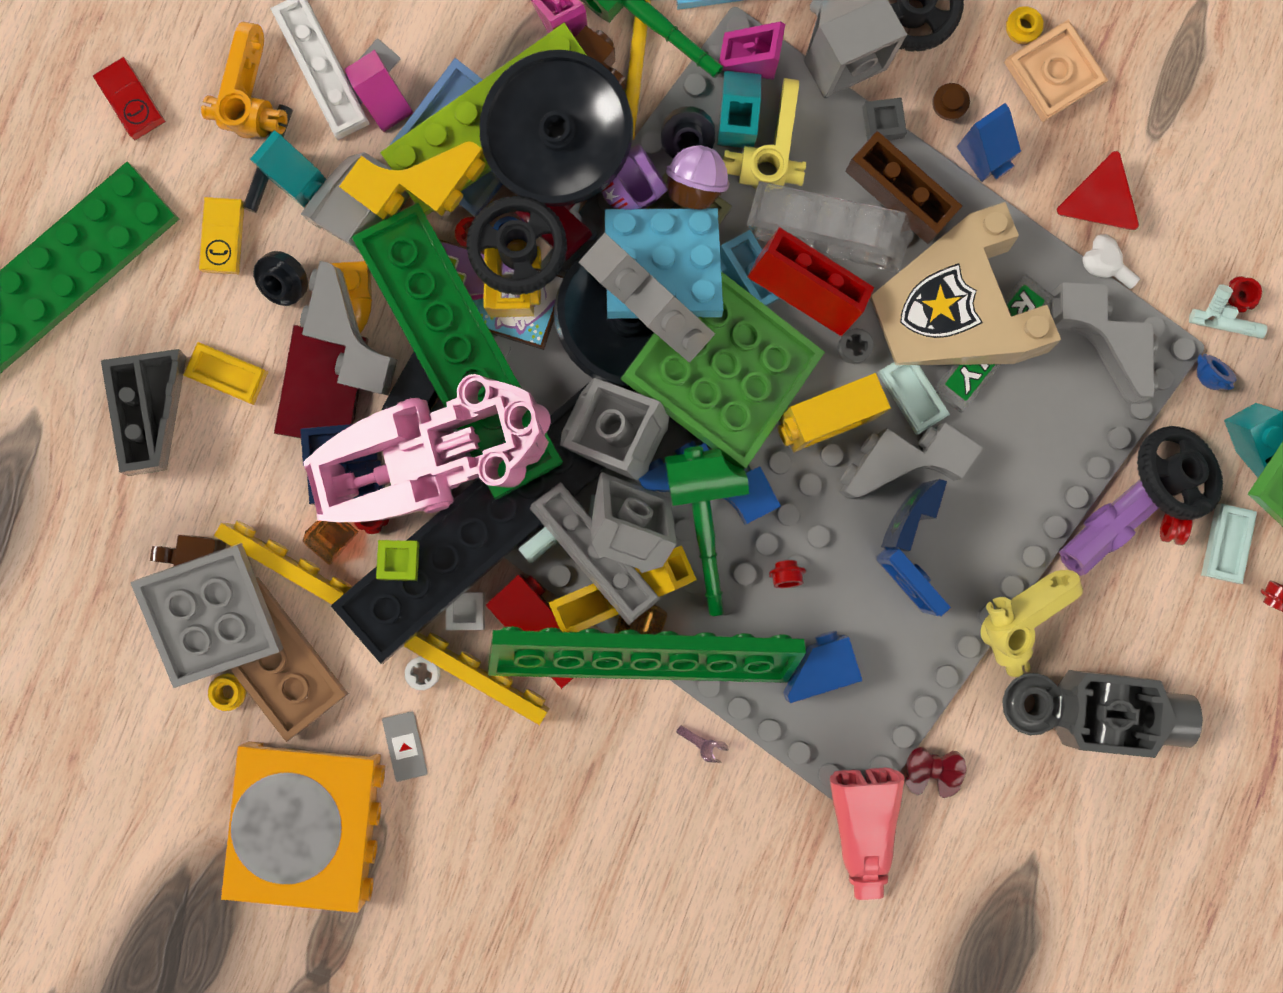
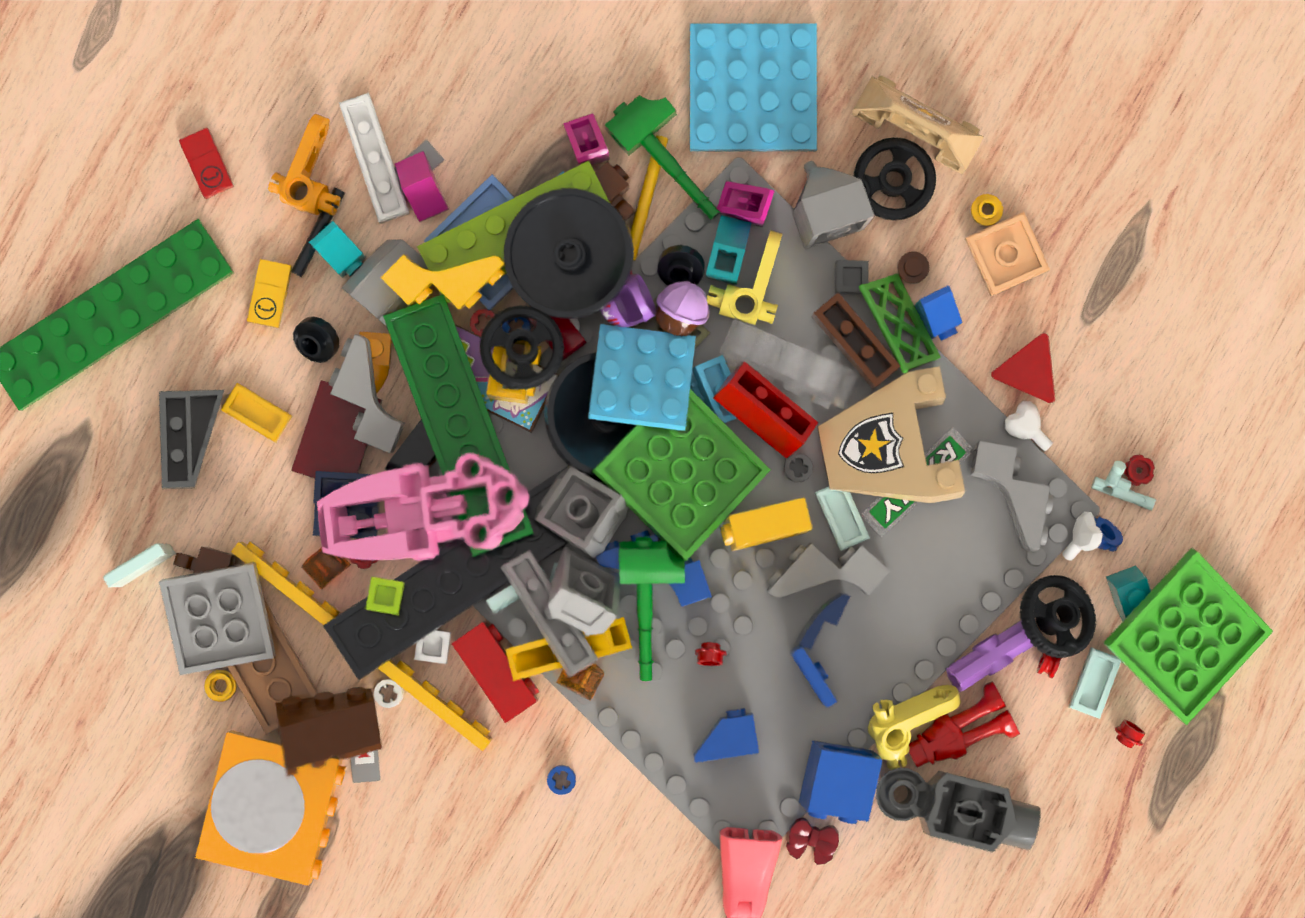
camera: 15 degrees right, 0 degrees up
(107, 567) = (139, 565): none -> light aqua tile
(350, 725) = (327, 727): none -> reddish brown wedge
(625, 747) = (551, 782): none -> blue bush
(643, 655) = (579, 705): green plate -> none
(646, 297) = (622, 409): light grey arch -> none
(705, 746) = (620, 790): hand -> none
(948, 145) = (904, 304): none -> bright green window
(960, 700) = (840, 782): none -> blue piece
(1071, 631) = (947, 740): none -> red piece
(1197, 376) = (1085, 536): none -> white rock

